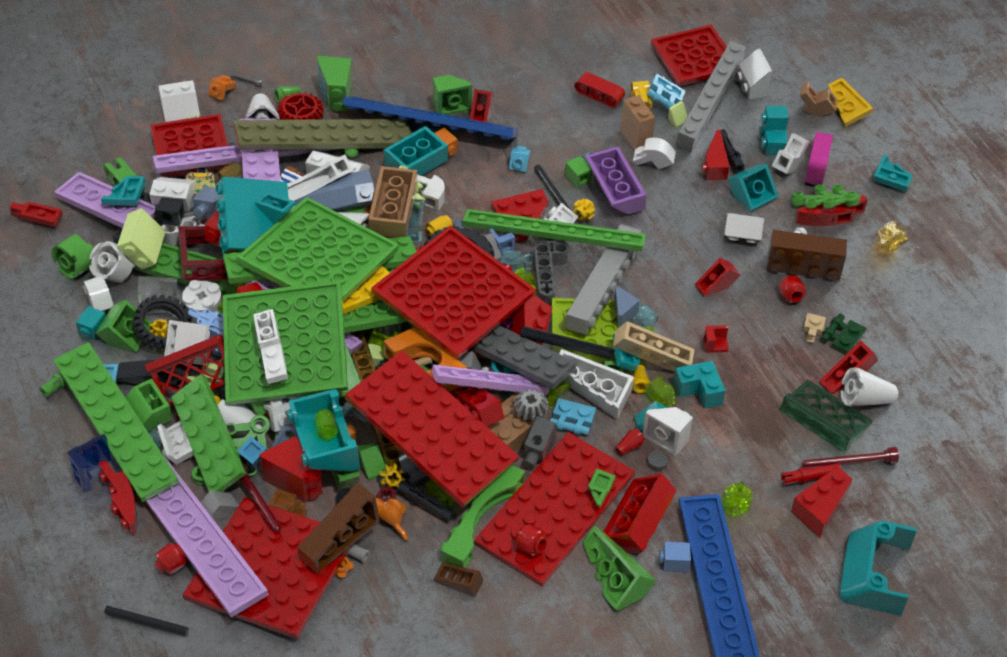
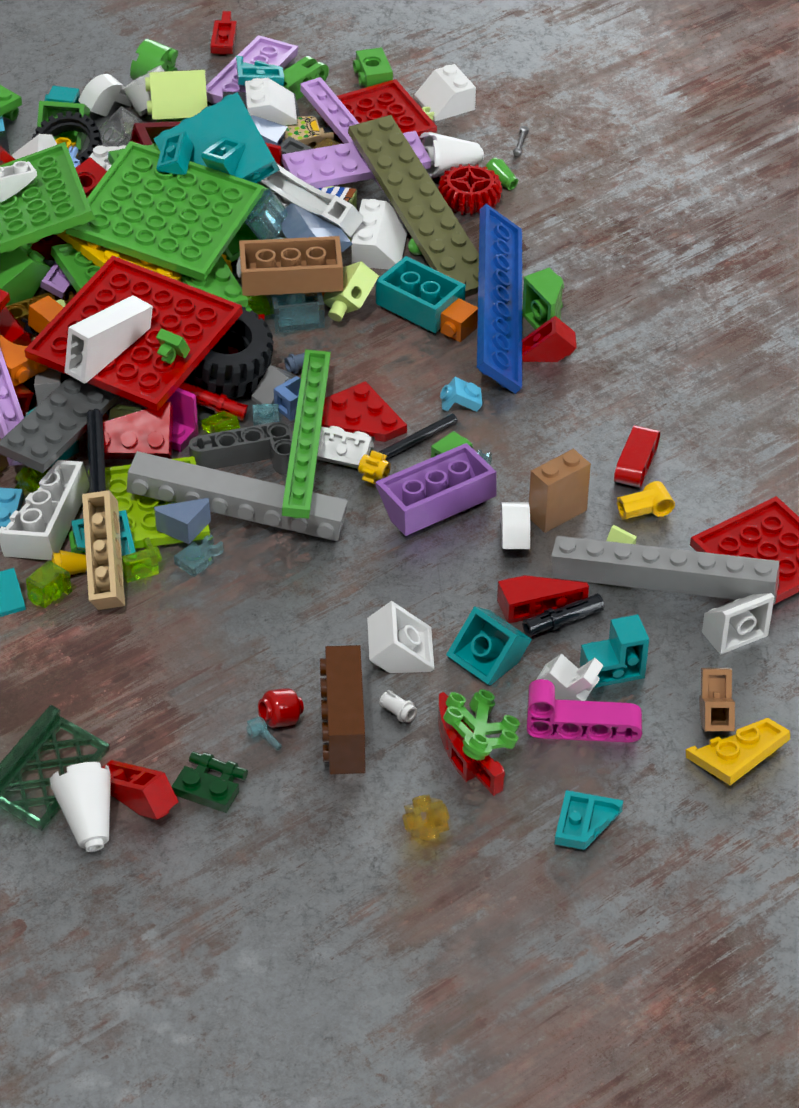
camera: 80 degrees right, 5 degrees down
(131, 135) = (372, 67): none -> bright green brick
(220, 85) = (493, 119): orange bracket -> none
(263, 233) = (175, 154): none -> teal slope
(335, 80) = (527, 199): bright green slope -> none
(432, 191) = (361, 325): white brick -> none
(437, 223) = (298, 338): yellow brick -> none
(475, 297) = (105, 336): none -> white slope
(491, 266) = (171, 346): none -> bright green tile
(667, 89) = (664, 521): medium azure plate -> none
(700, 380) = (72, 624): teal brick -> none
(716, 339) = (160, 633): red panel -> none
(717, 277) = (283, 623): red slope -> none
(804, 304) = (258, 726): none -> clear light blue hand
(813, 325) = (220, 743): tan plate -> none

